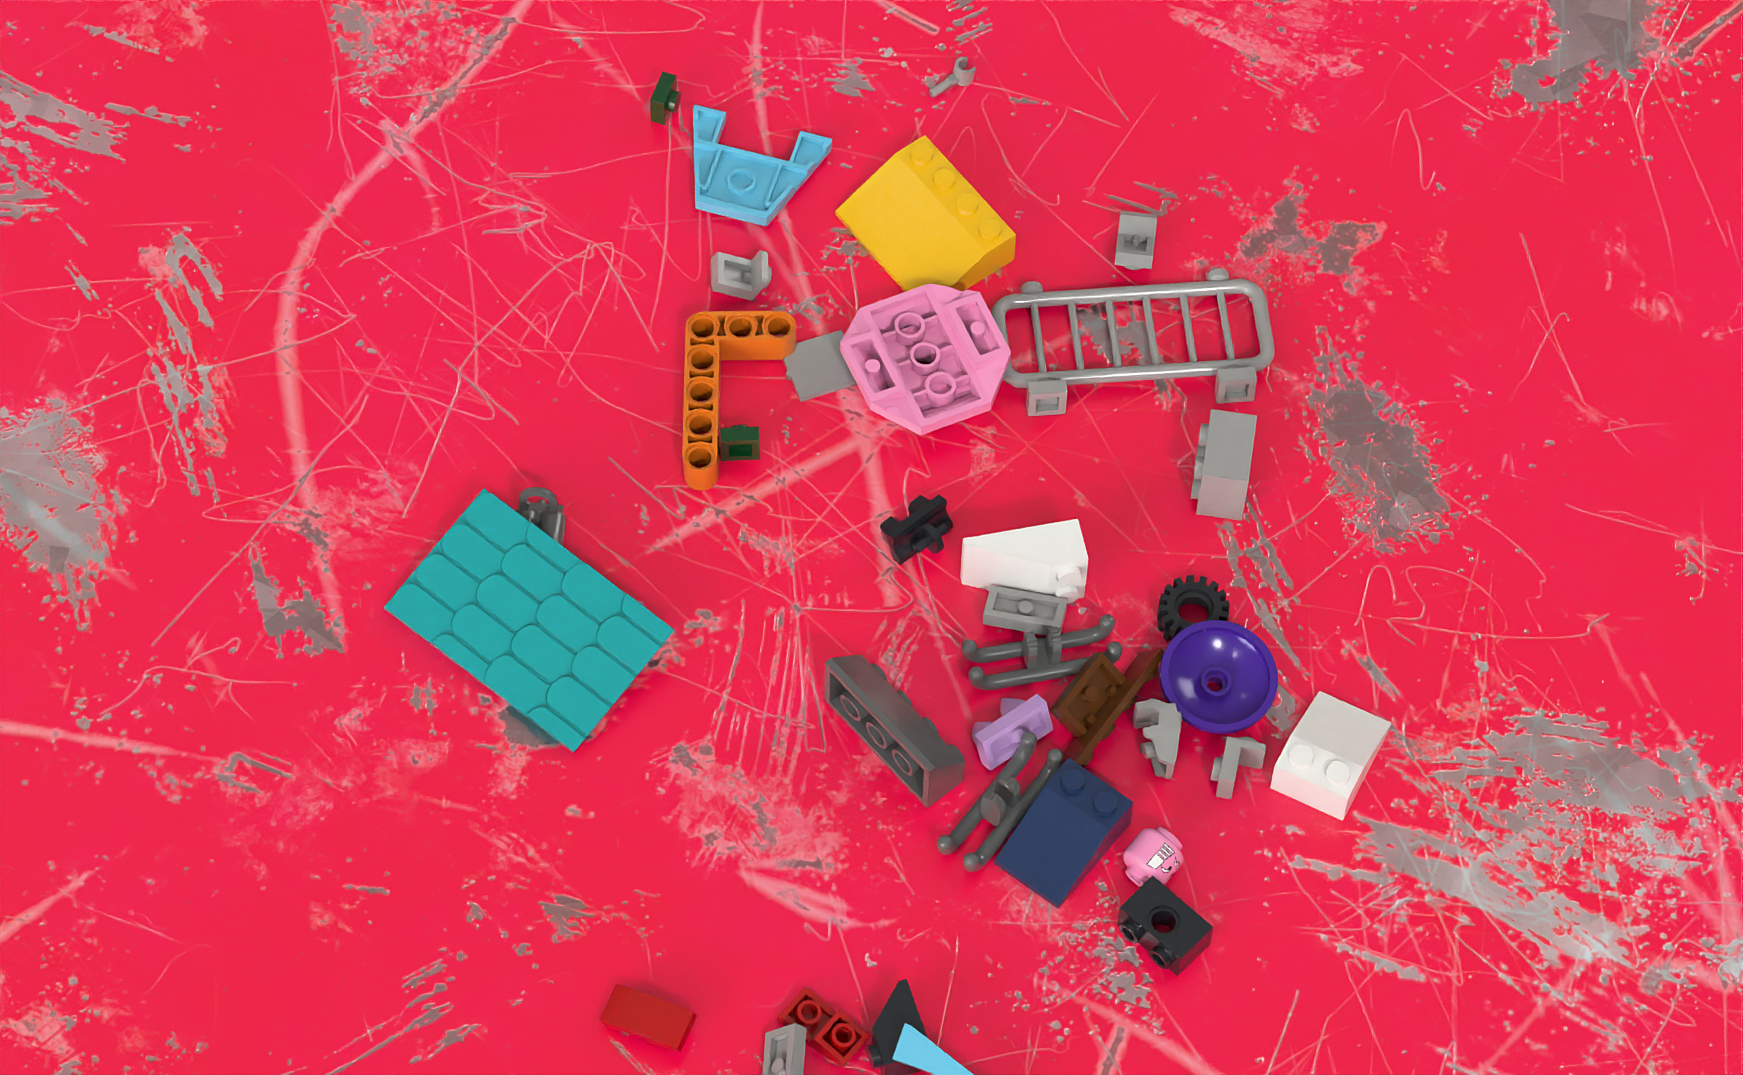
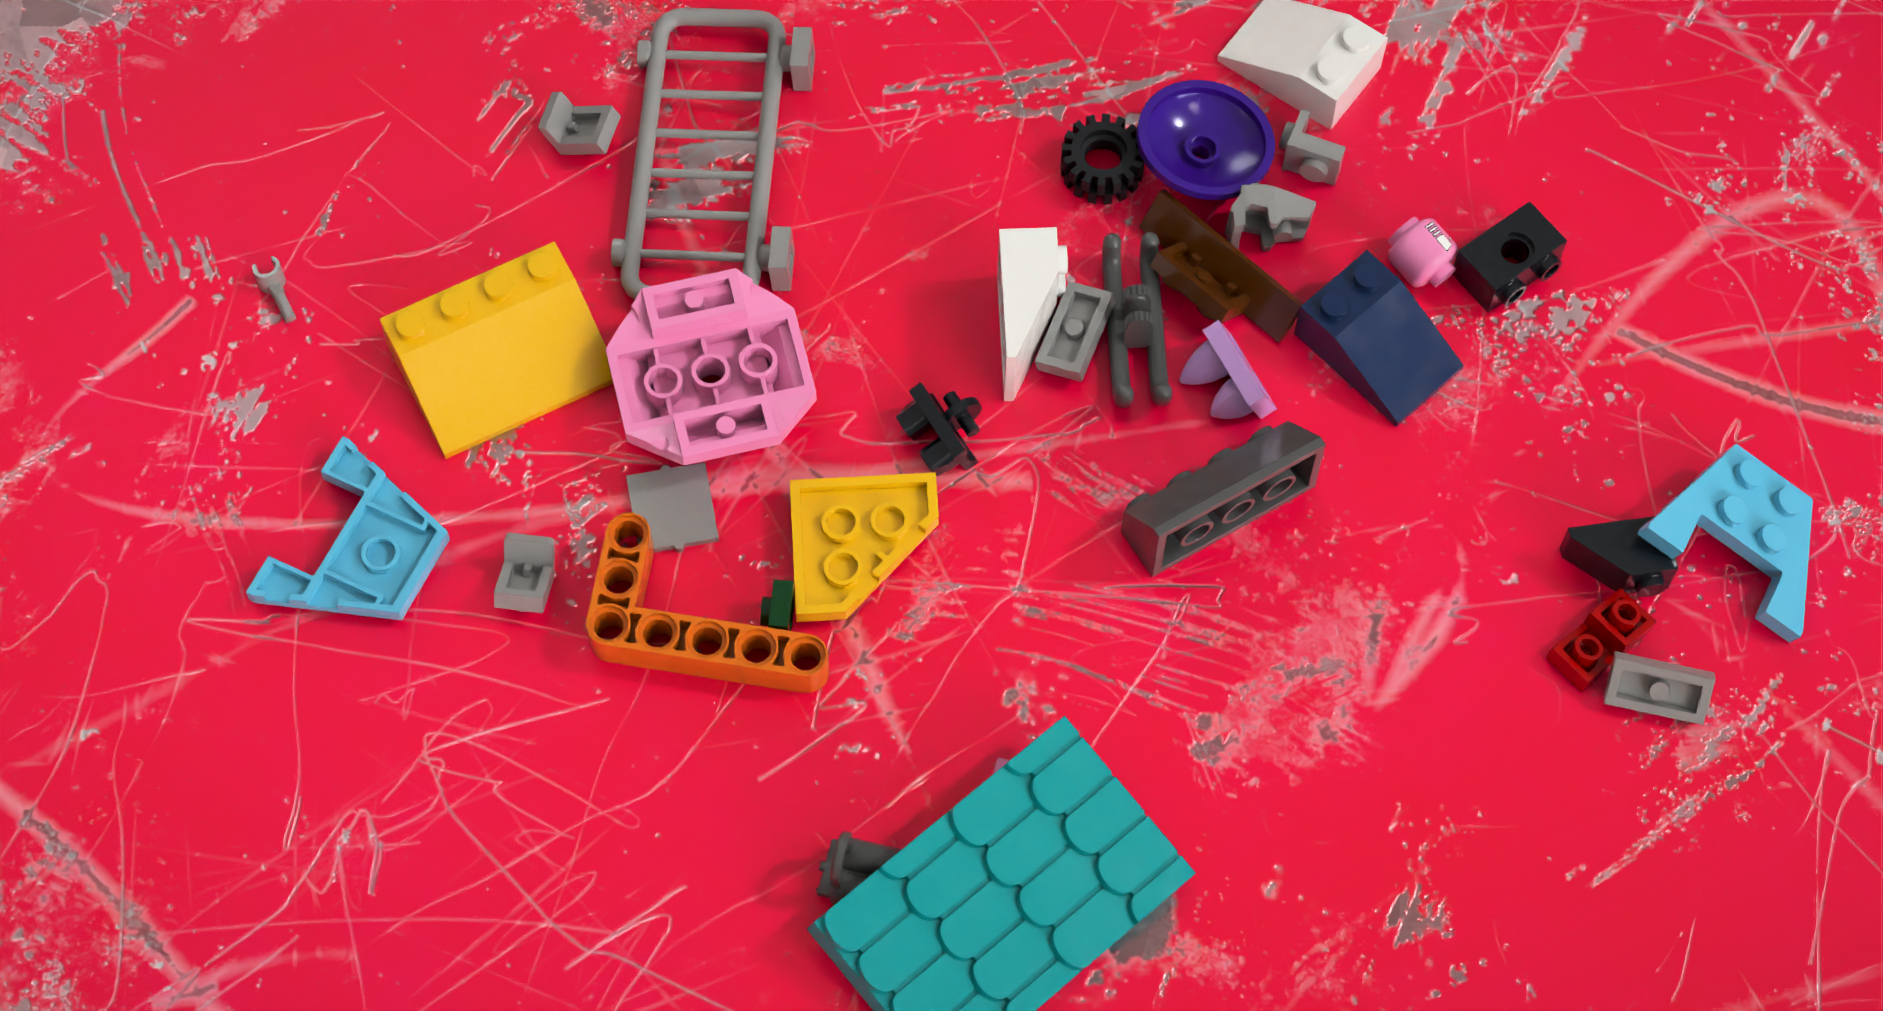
camera: 80 degrees left, 5 degrees up
(648, 1017) = (1580, 831): red slope -> none
(664, 98) = (224, 628): dark green plate -> none
(814, 483) = (854, 536): none -> yellow plate
(1001, 805) = (1331, 403): dark grey piece -> none
(1223, 464) = (923, 79): light grey brick -> none

